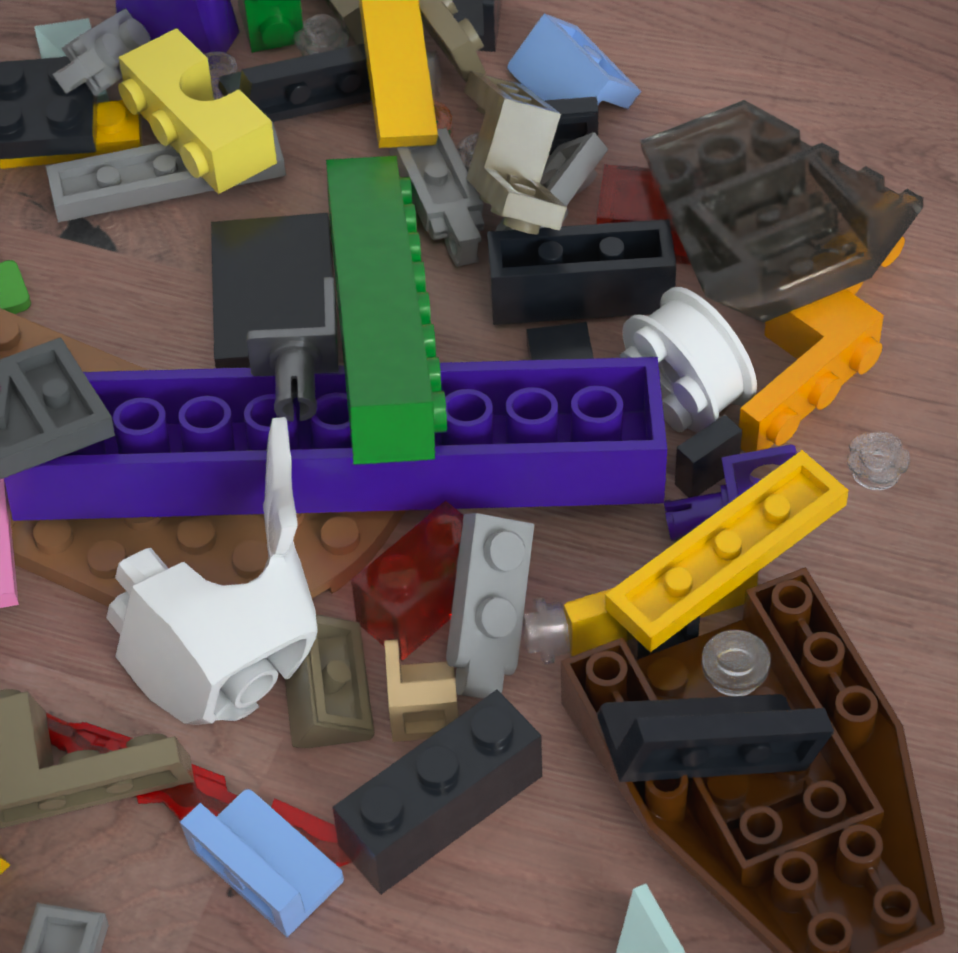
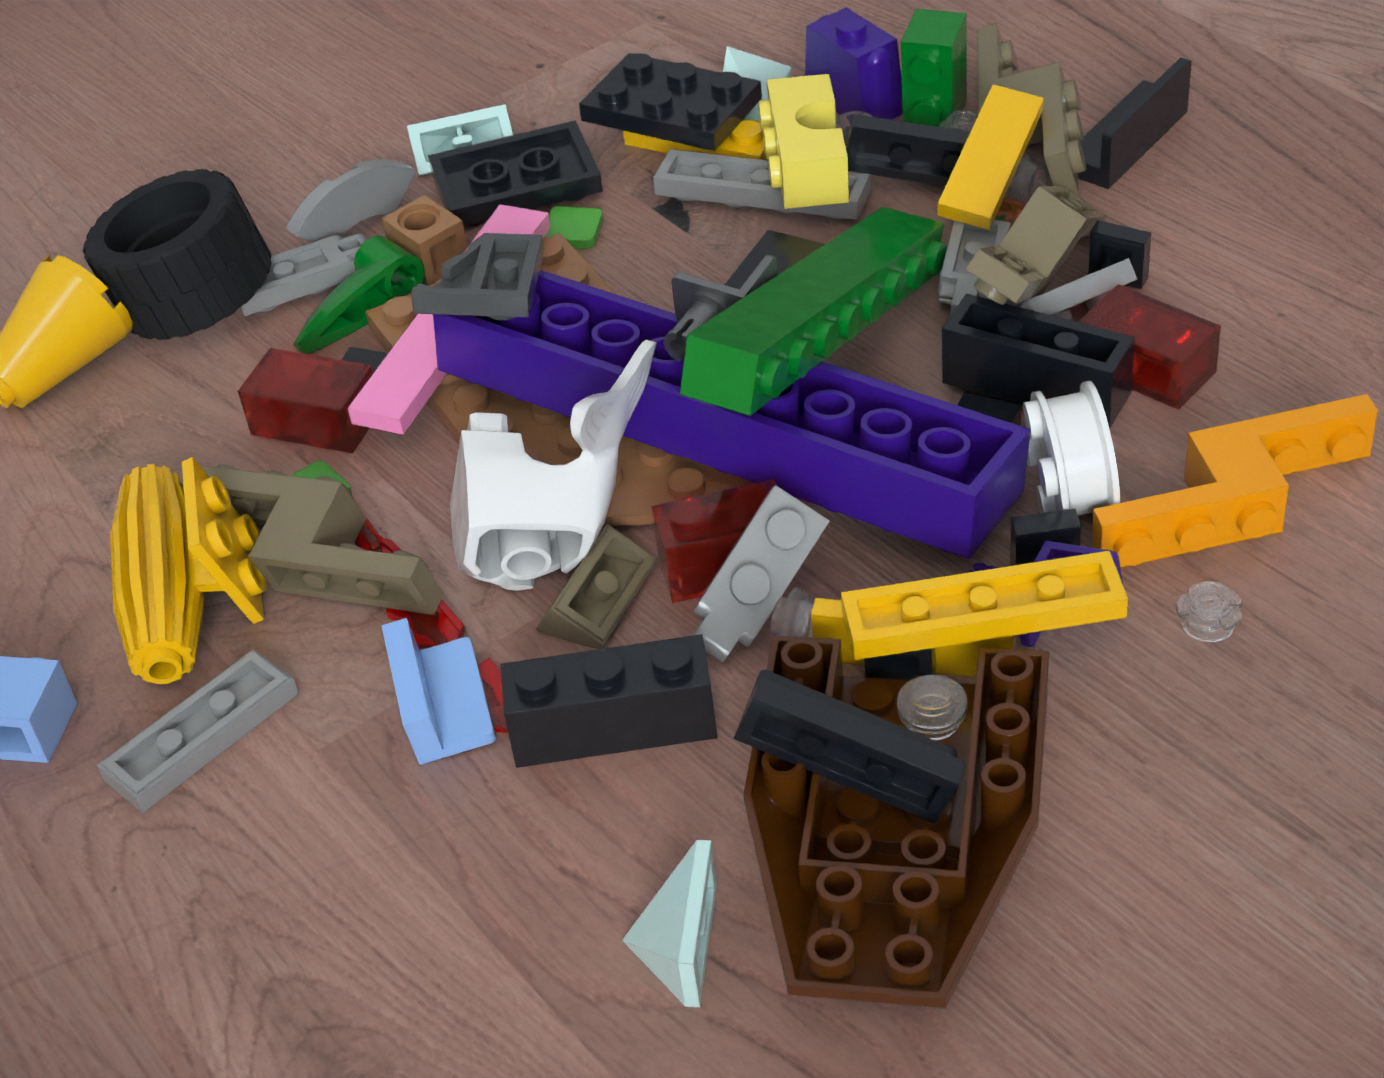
camera: 35 degrees right, 10 degrees down
(97, 52) = (747, 75): light grey hinge -> none
(419, 696) = (645, 616): tan panel -> none
(566, 64) = (1165, 207): light blue panel -> none
(770, 214) = (1230, 363): clear smoke wedge -> none

